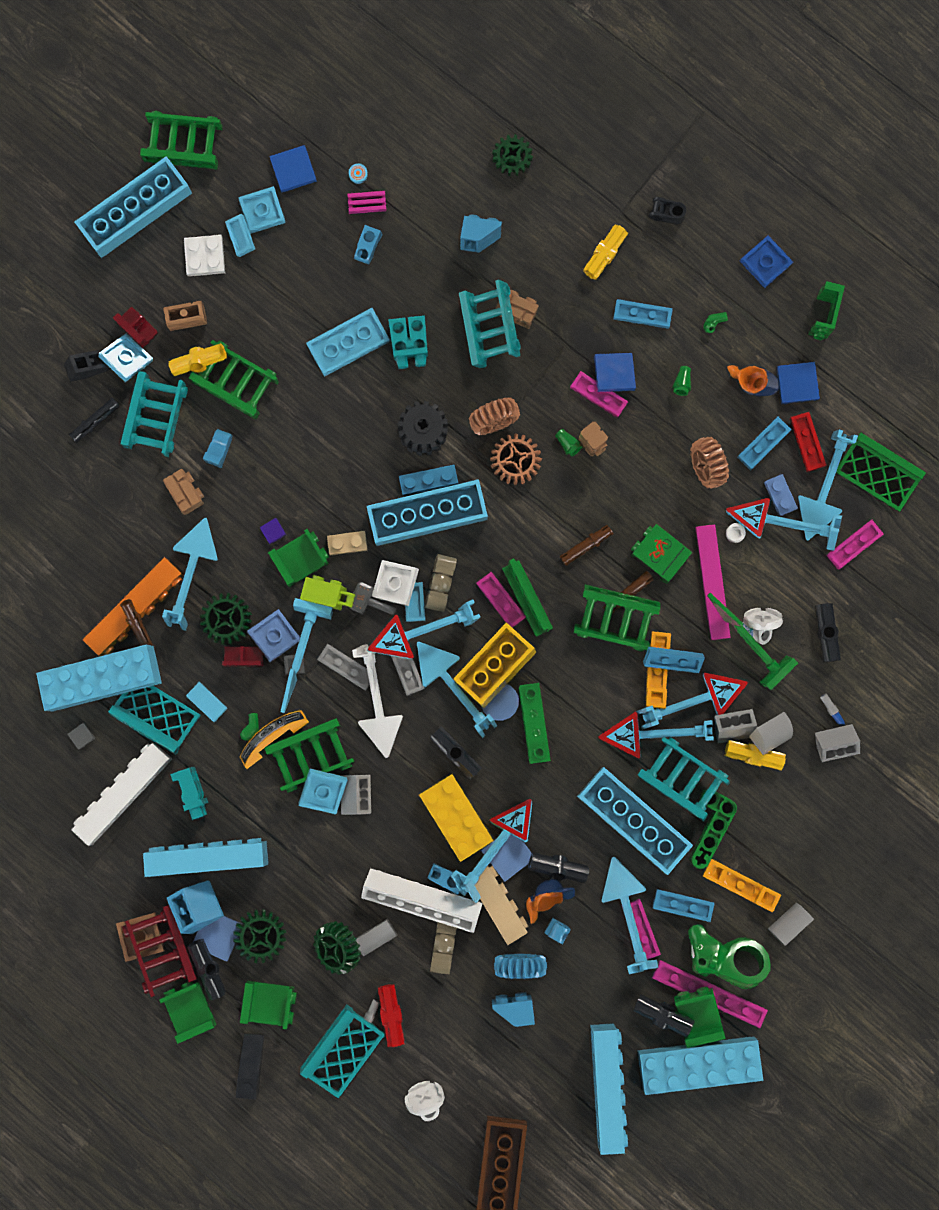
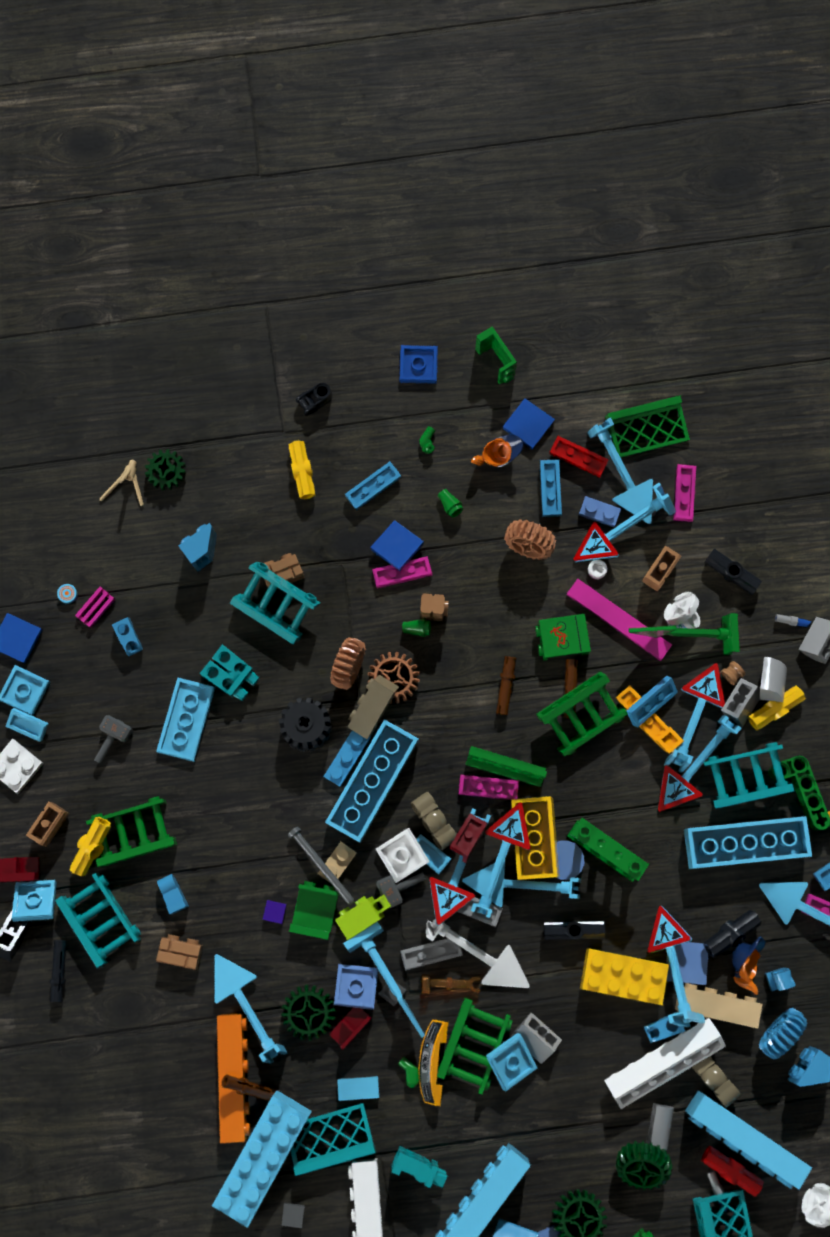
camera: 45 degrees left, 5 degrees down
(294, 299) = (115, 729): none -> dark grey piece
(336, 698) = (449, 983): none -> clear orange piece
(340, 494) = (295, 834): none -> dark grey bar
(422, 1006) = (754, 1145): none -> medium azure brick
(449, 615) = (468, 836): none -> dark red panel
(480, 462) = (372, 706): none -> dark tan brick
(483, 642) = (511, 830): none -> piece
(484, 134) = (128, 474): none -> tan plant
(751, 700) = (733, 672): none -> medium nougat wheel
(779, 577) = (661, 568): none -> medium nougat brick

